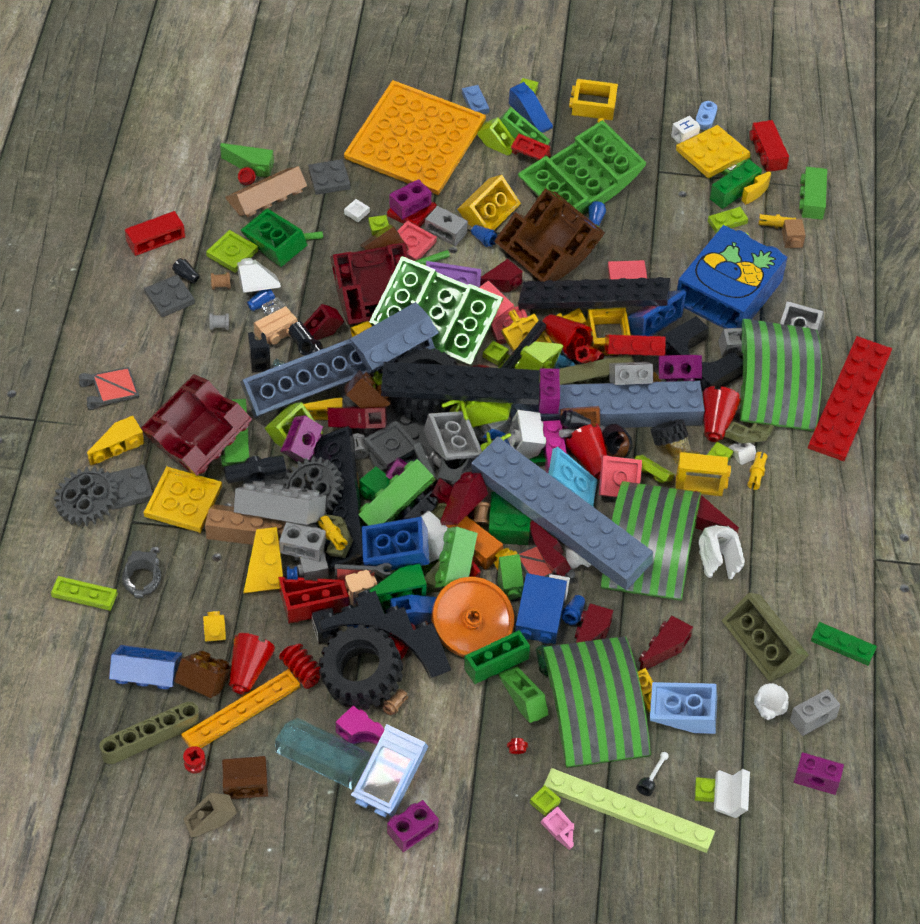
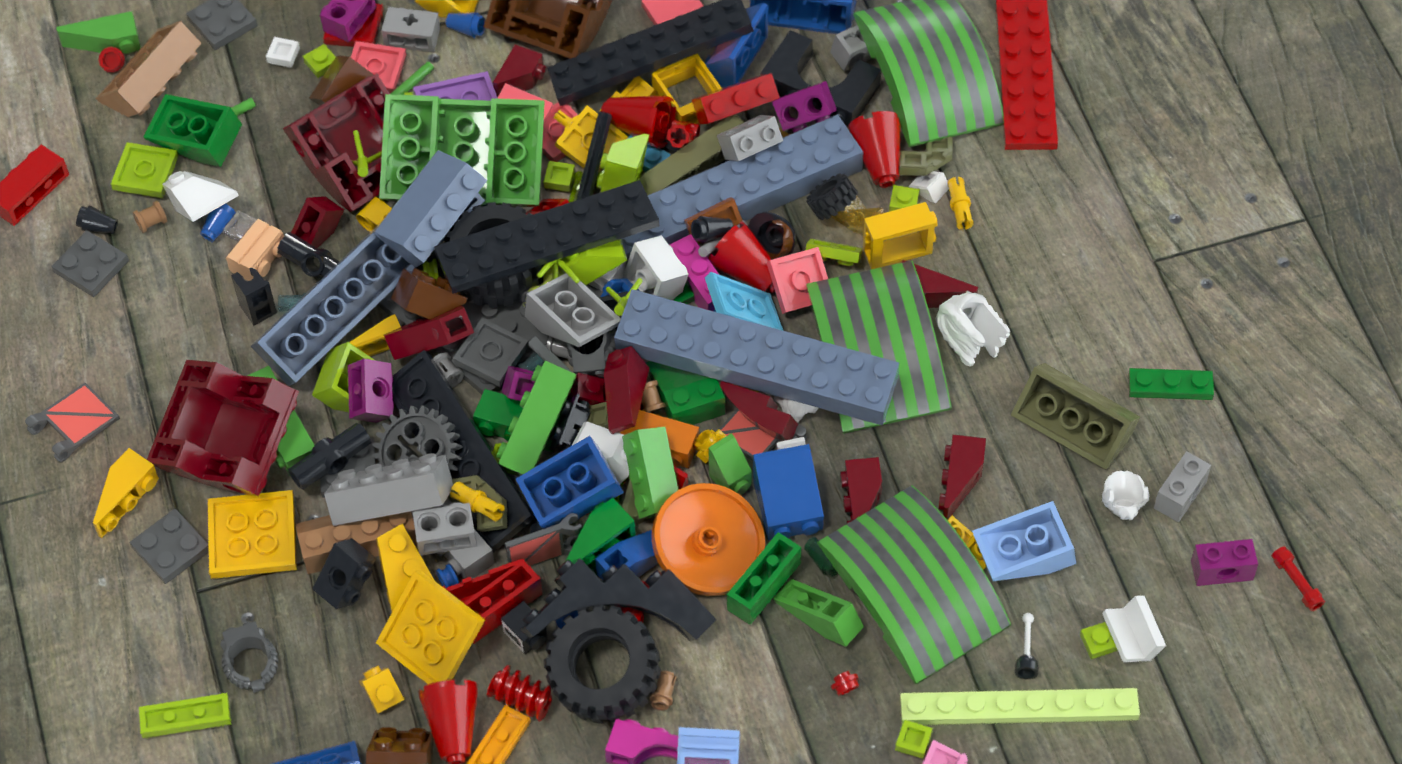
camera: 20 degrees left, 5 degrees up
(81, 499) = (121, 582): dark grey gear -> none
(219, 321) = (176, 273): light grey bush -> none
(226, 545) = (344, 573): none -> black brick
(262, 600) = (429, 630): none -> yellow plate
(357, 583) = (547, 559): light nougat brick -> none
(369, 295) = (362, 161): none -> lime plant
(549, 391) = (664, 201): magenta brick -> none
(573, 611) = (827, 476): blue cone -> none
(863, 790) = (1311, 597): none -> red bar

